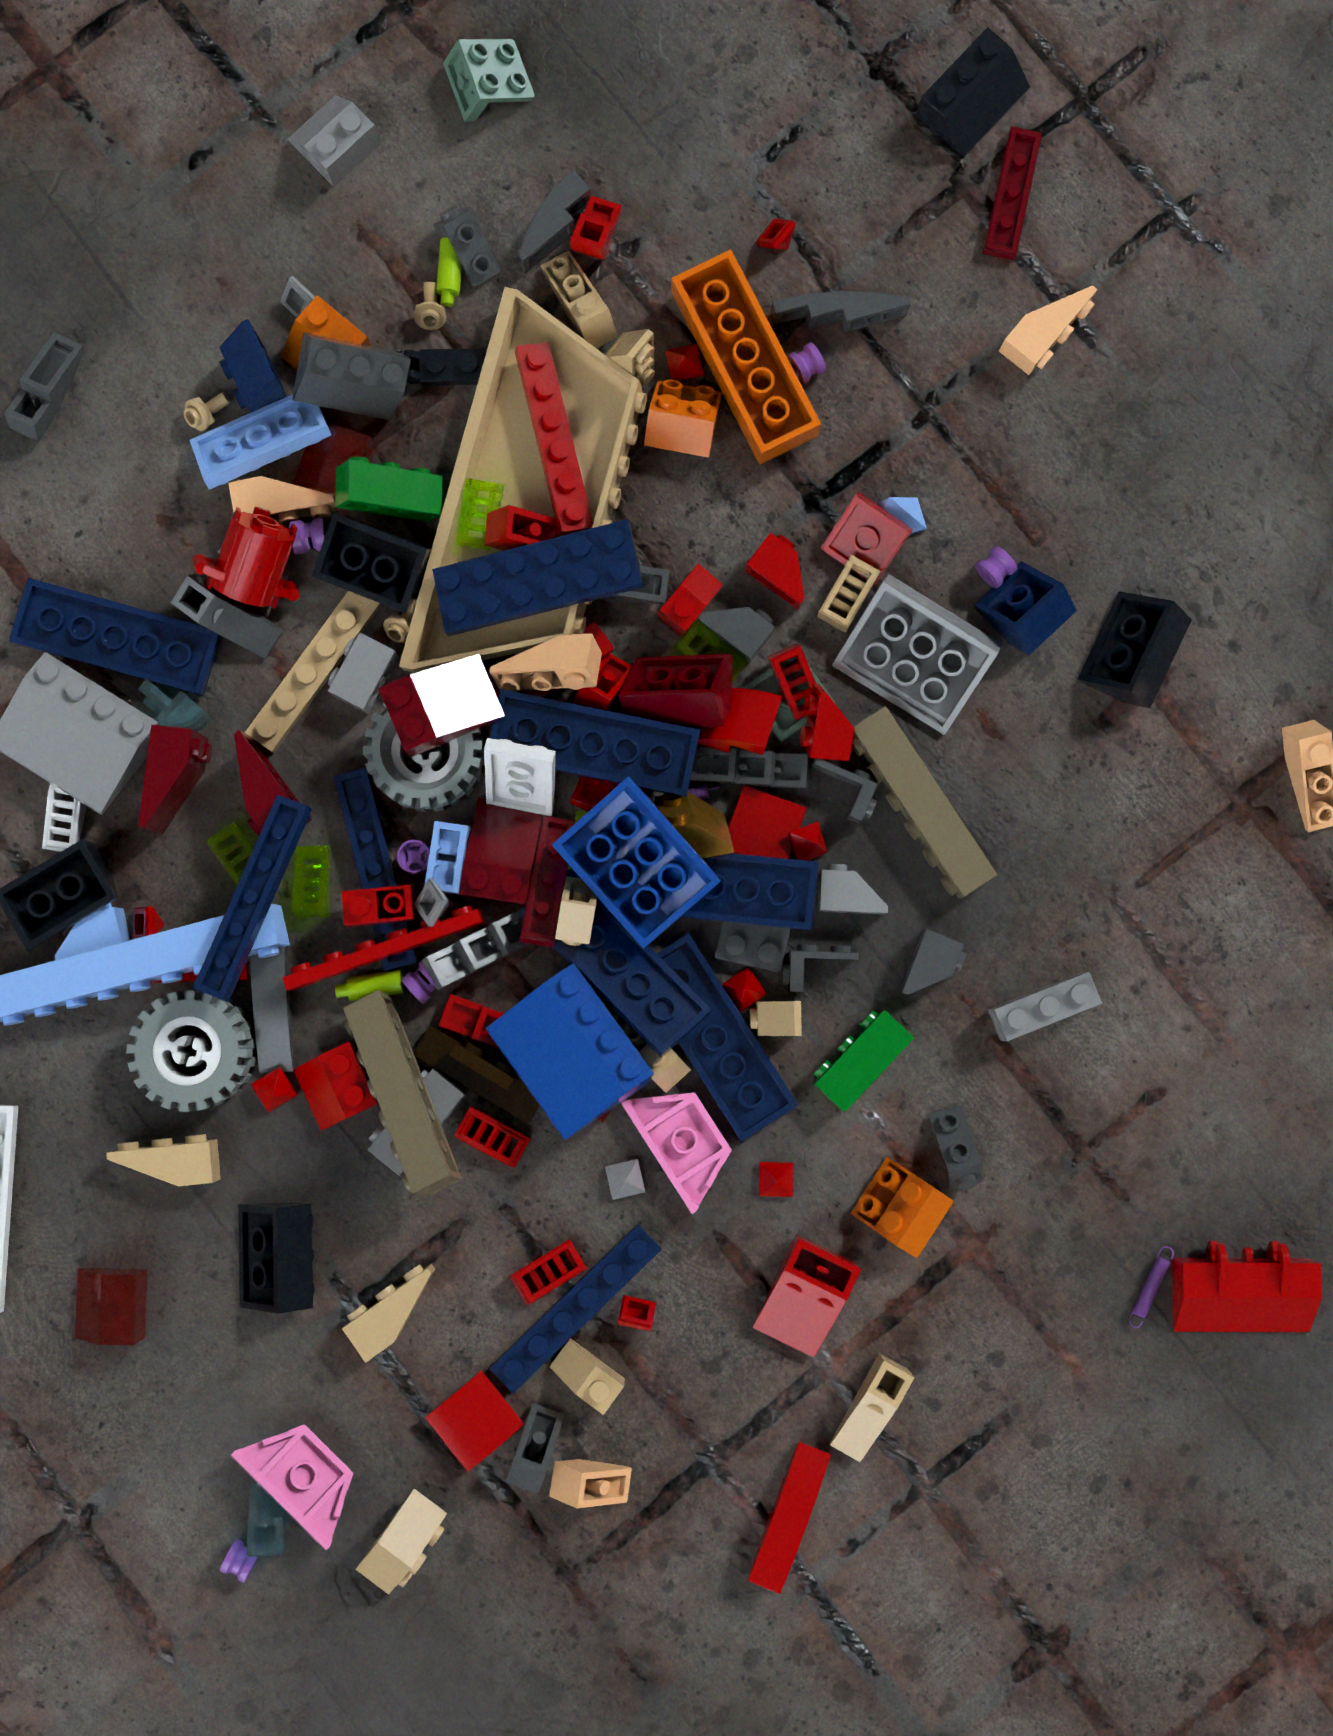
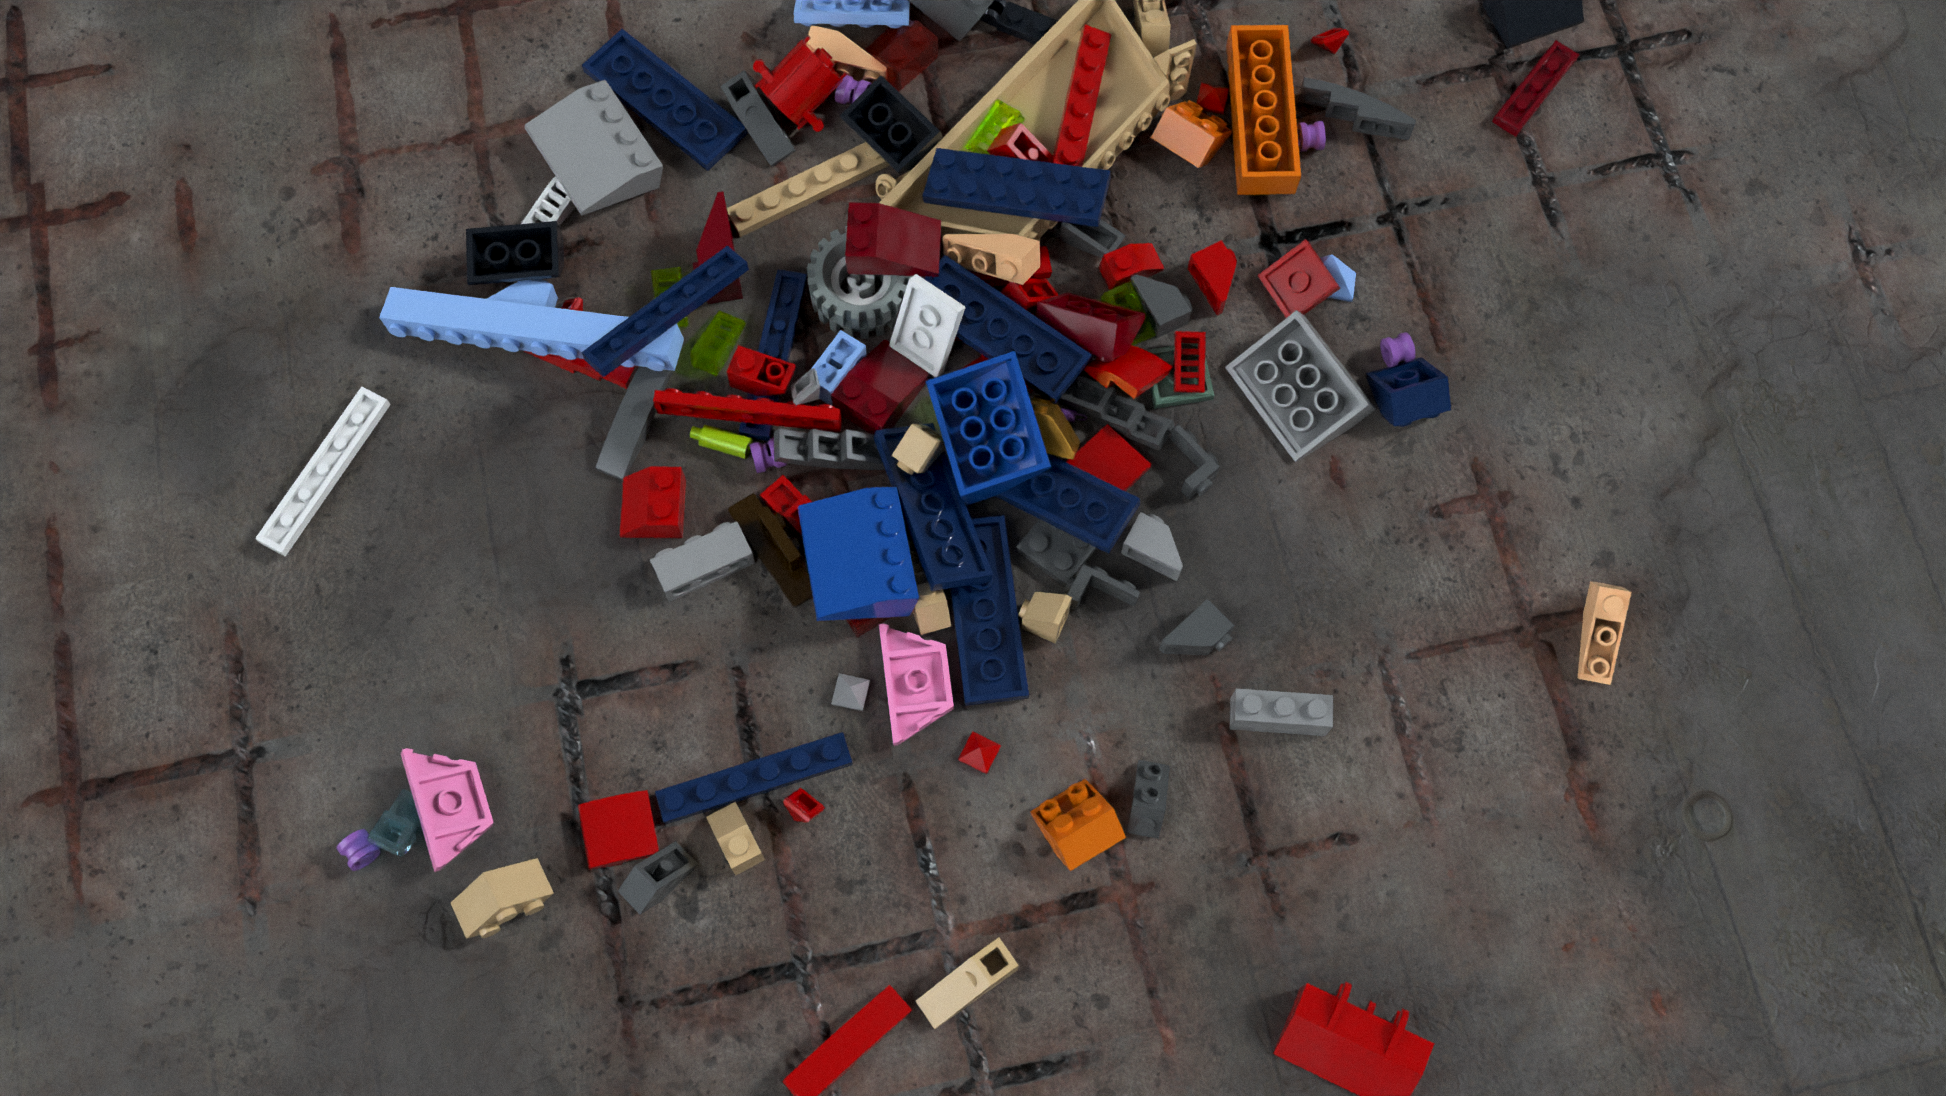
camera: 25 degrees right, 15 degrees down
(111, 1306) = (374, 591): clear red slope -> none
(172, 770) = (652, 208): dark red slope -> none
(177, 1163) = (494, 504): tan slope -> none
(179, 712) = (680, 172): clear light blue brick -> none
(226, 1062) = (566, 441): light grey wheel -> none
(273, 1089) = (599, 485): red slope -> none
(276, 1257) = (529, 614): black slope -> none
(362, 672) = (830, 207): light grey brick -> none
(382, 1323) = (589, 708): tan slope -> none
(388, 490) = (932, 80): green brick -> none
(401, 1095) = (701, 526): dark tan brick -> none
(410, 857) = (807, 351): medium lavender wheel -> none
(474, 1141) = (743, 581): red slope -> none
(523, 1289) = (734, 748): red slope -> none
(546, 885) = (914, 410): dark red tile -> none
(589, 1483) = (690, 929): light nougat slope -> none
(744, 989) = (1027, 583): red slope -> none
(806, 1295) = (957, 858): slope -> none
(807, 842) = (1142, 488): red slope -> none
(827, 729) = (1199, 406): red slope -> none
(831, 600) = (1247, 316): tan slope -> none
(861, 1059) = (1101, 684): green brick -> none
(922, 804) = (1250, 503): dark tan brick -> none
(1041, 329) = (1516, 191): light nougat slope -> none
(1135, 648) = (1489, 463): black slope -> none
(1151, 1287) = (1269, 1002): medium lavender piece -> none

